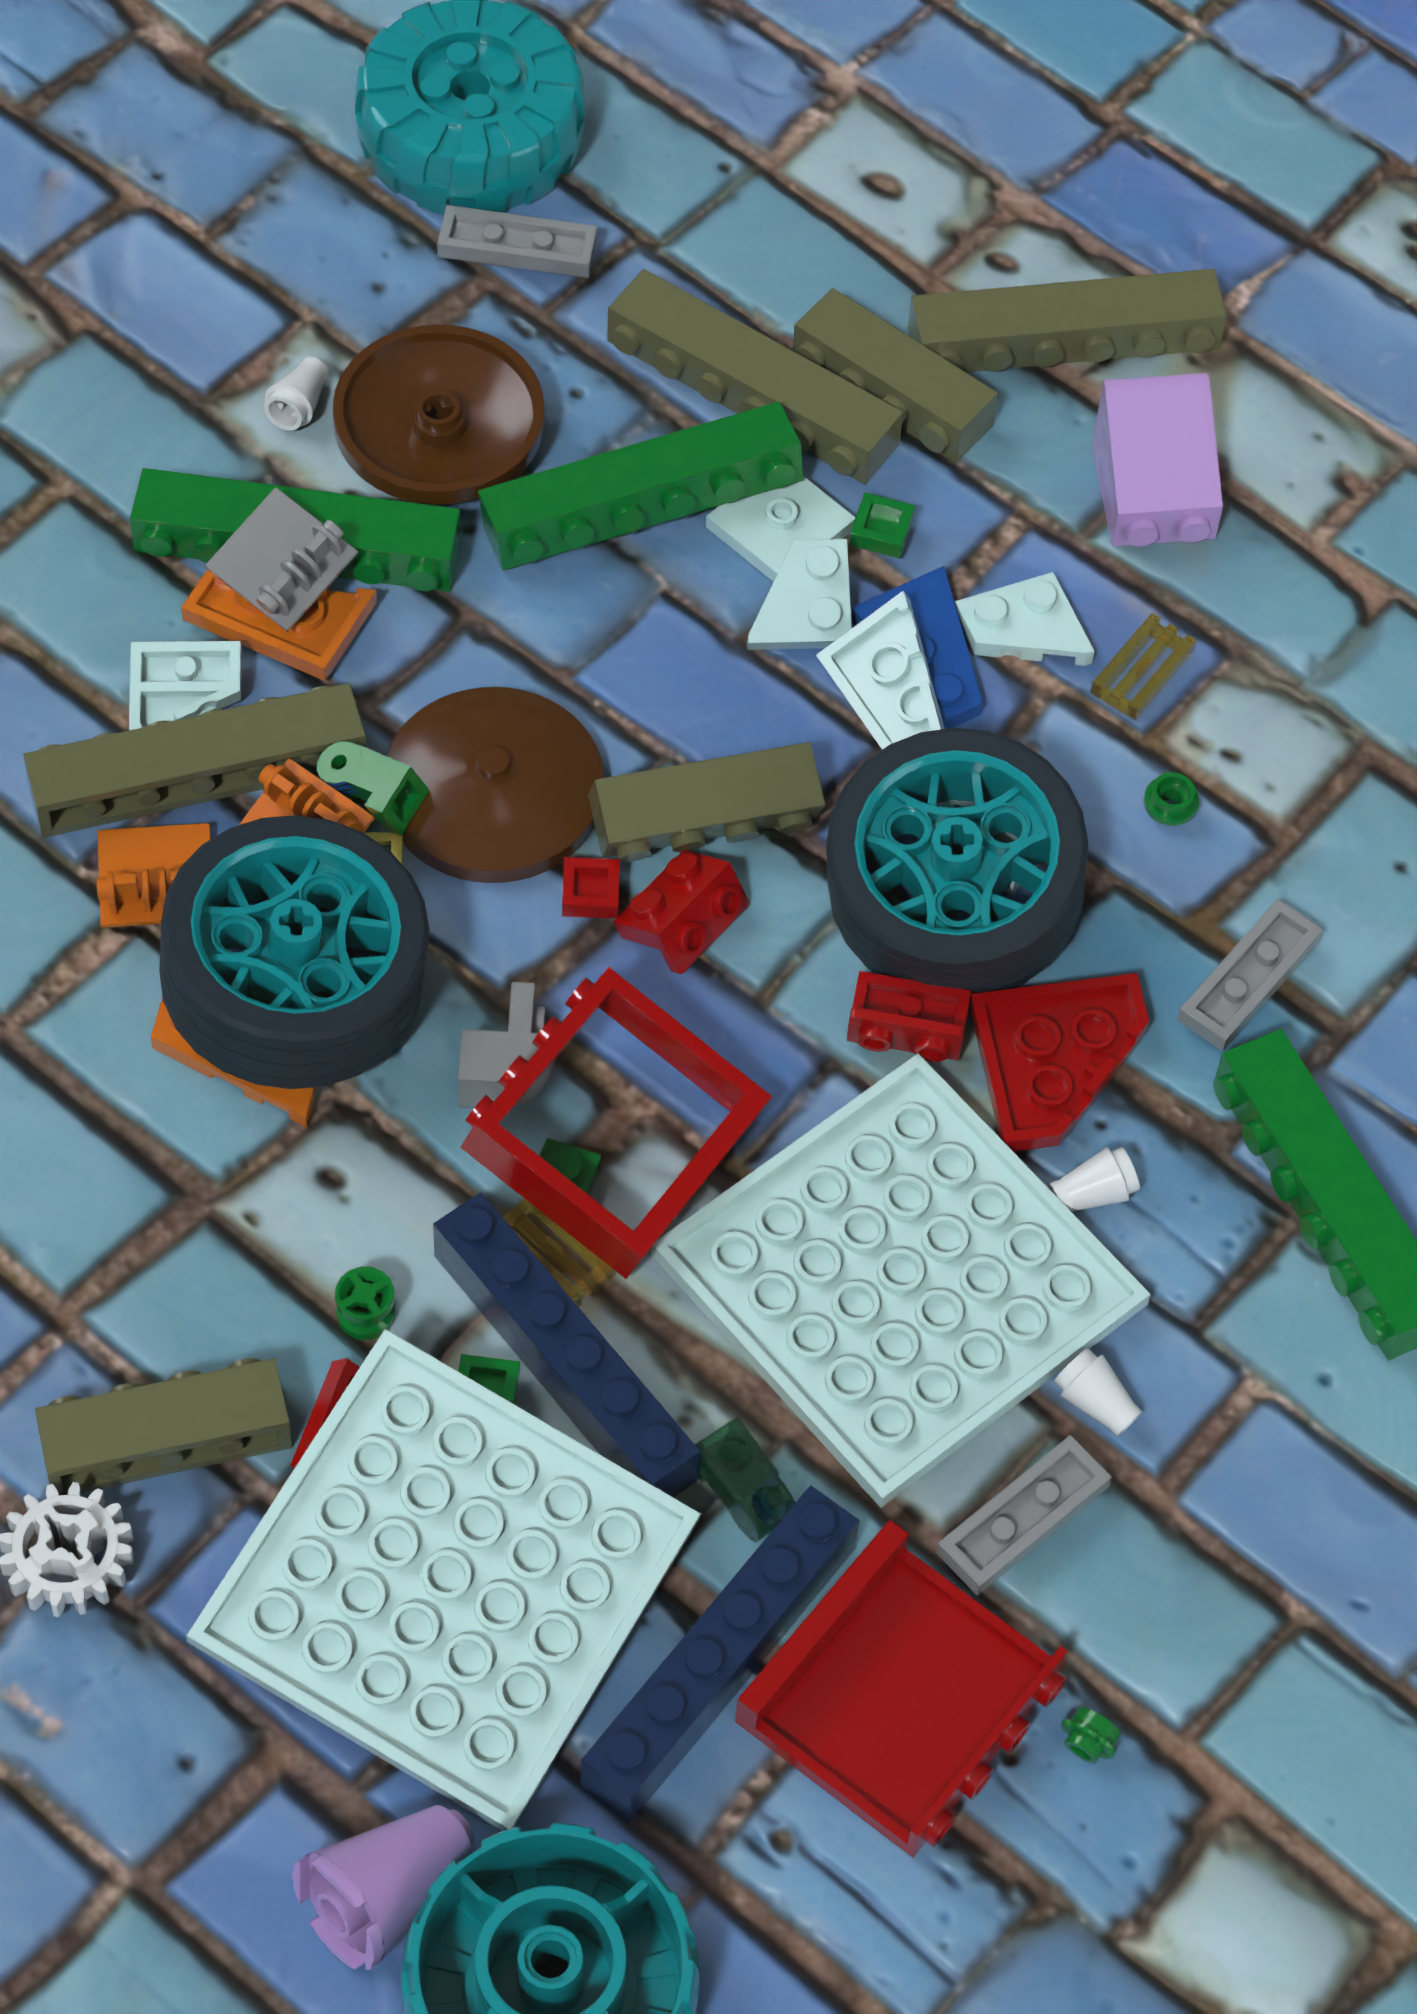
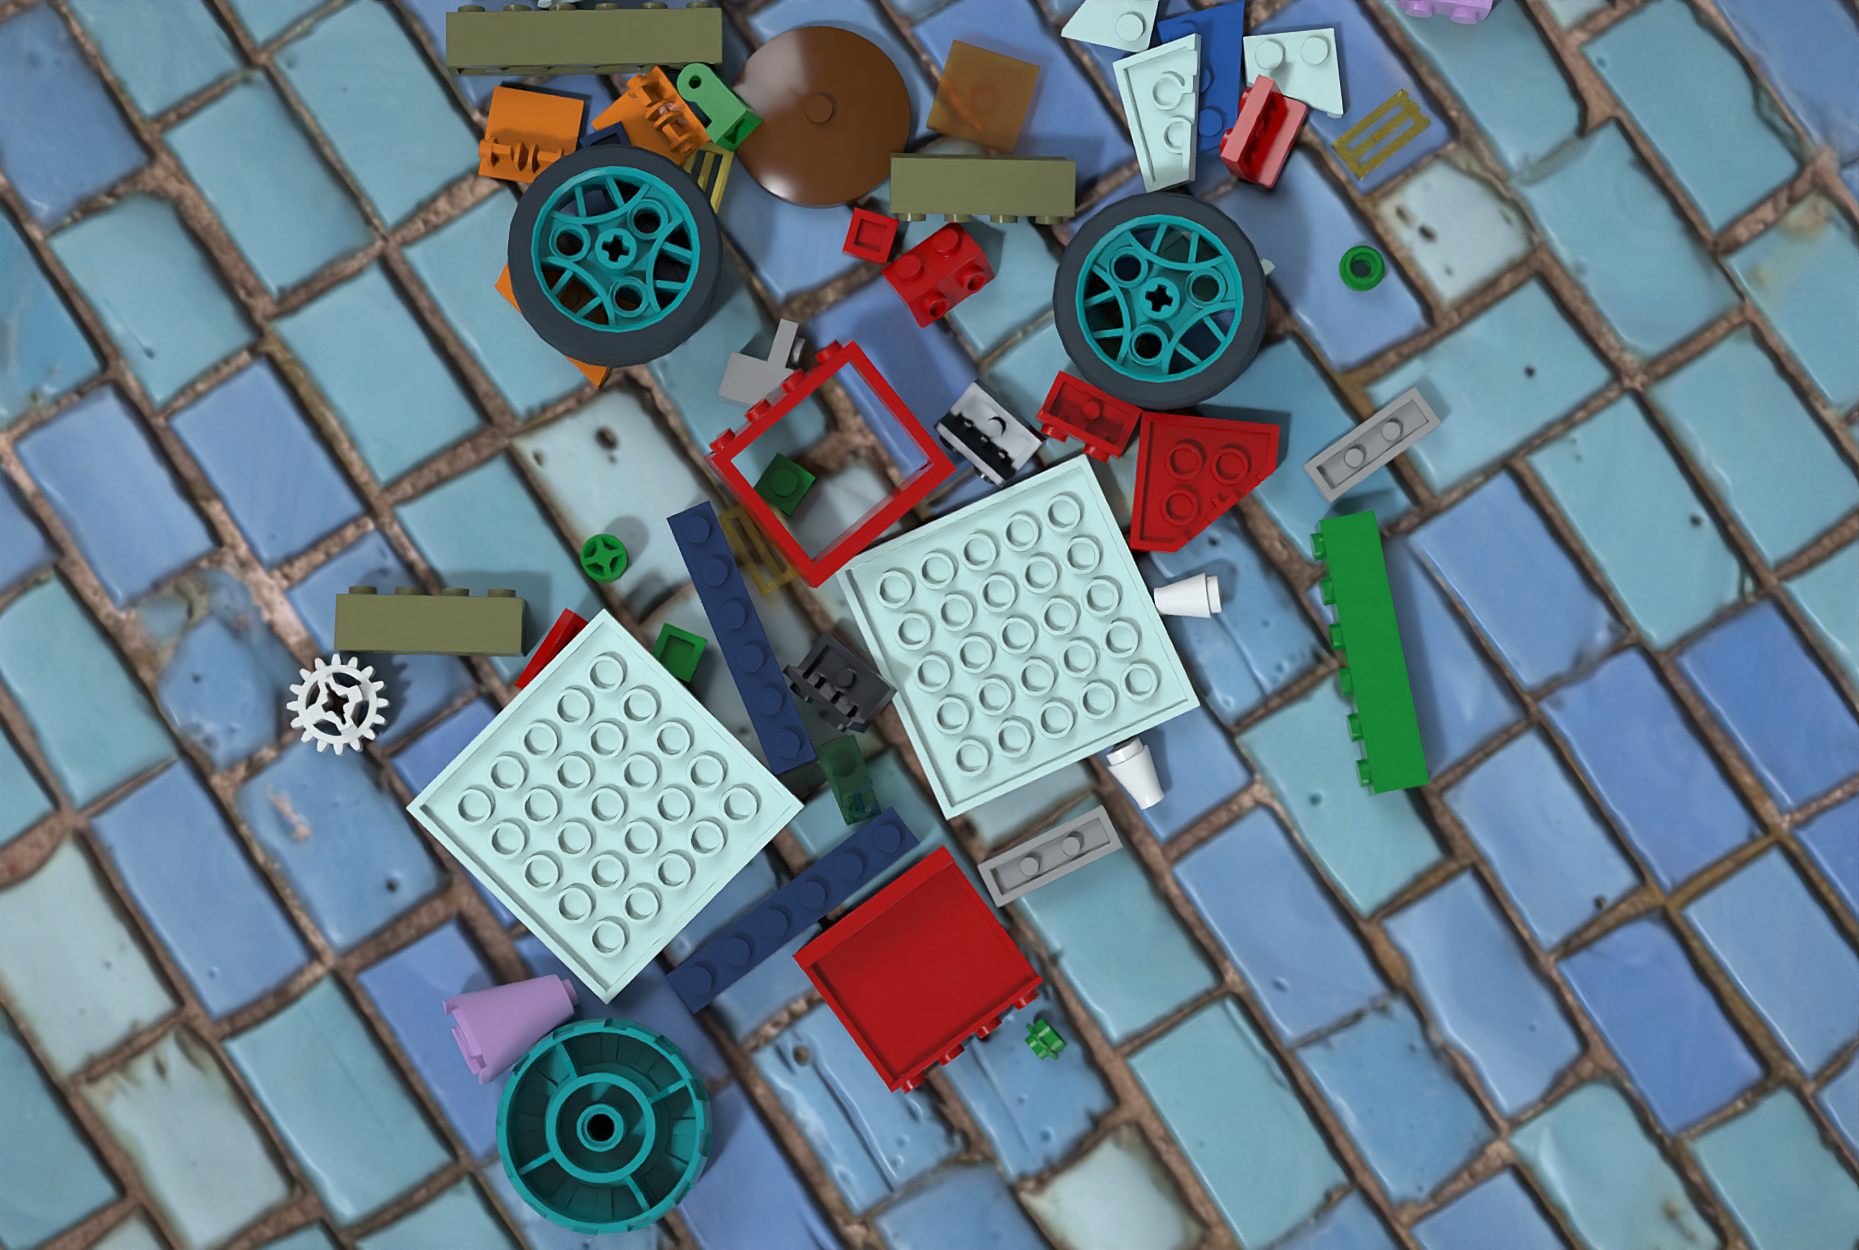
camera: 15 degrees right, 25 degrees up
(676, 717) = (983, 97): none -> clear orange plate
(704, 1370) = (840, 684): none -> black bracket
(798, 1057) = (989, 434): none -> bracket
(1010, 682) = (1262, 133): none -> red bracket

